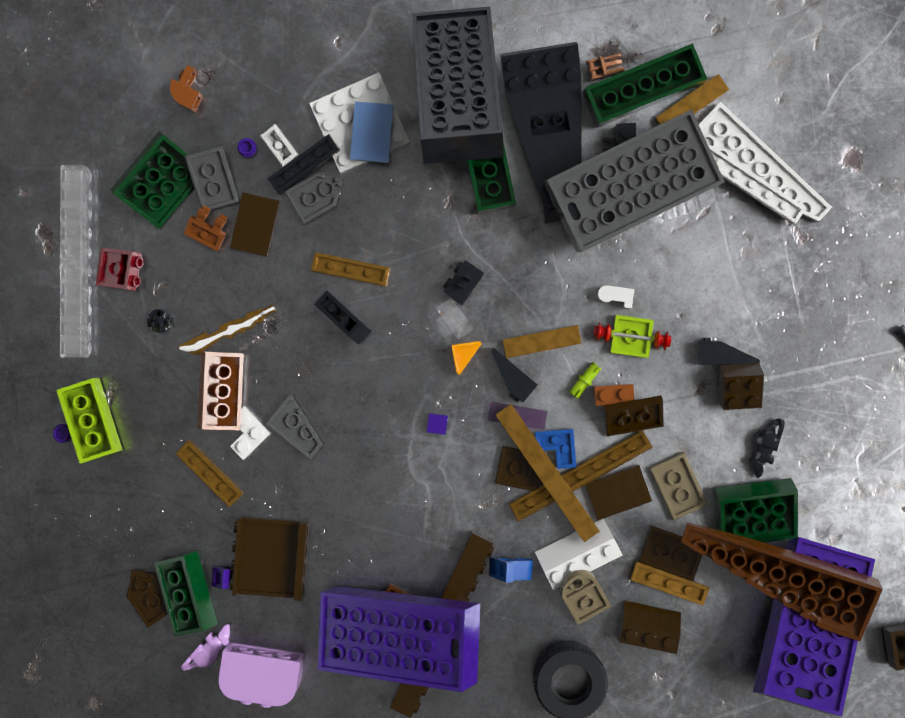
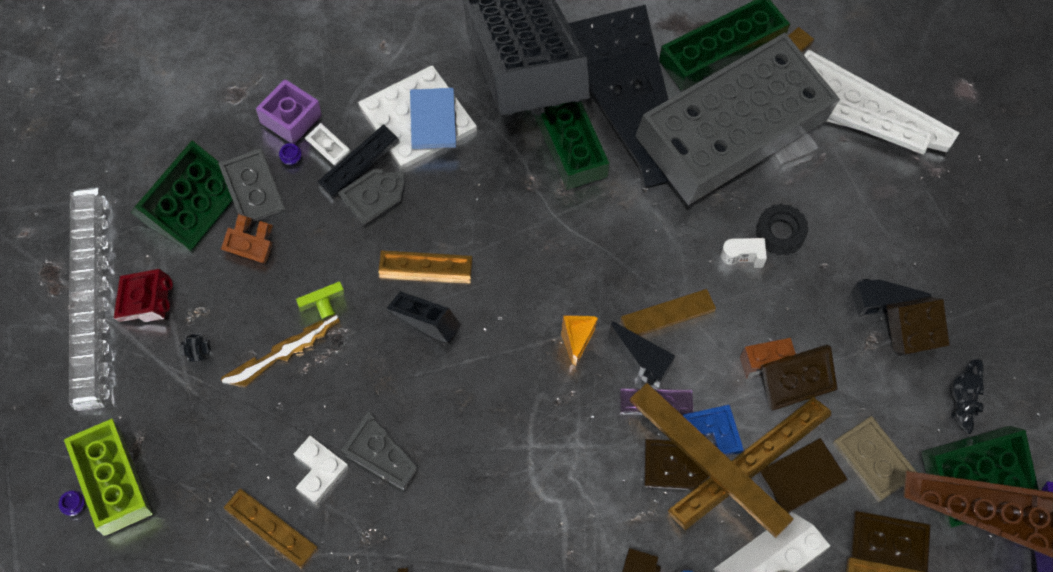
camera: 10 degrees left, 25 degrees down
(182, 90) = (214, 106): dark orange brick -> none
(220, 391) = (278, 418): dark orange slope -> none
(248, 108) = (289, 111): none -> medium lavender brick
(255, 224) = (306, 231): dark brown tile -> none
(261, 292) = (321, 299): none -> lime tile
(437, 423) = (558, 424): dark purple tile -> none
(455, 318) = (559, 296): clear brick -> none
(463, 282) = (563, 259): black brick -> none
(585, 380) = (729, 349): lime pin -> none
(605, 66) = (674, 30): nougat arm -> none
(632, 336) = (773, 292): lime plate -> none
(667, 279) = (790, 215): none -> black tyre

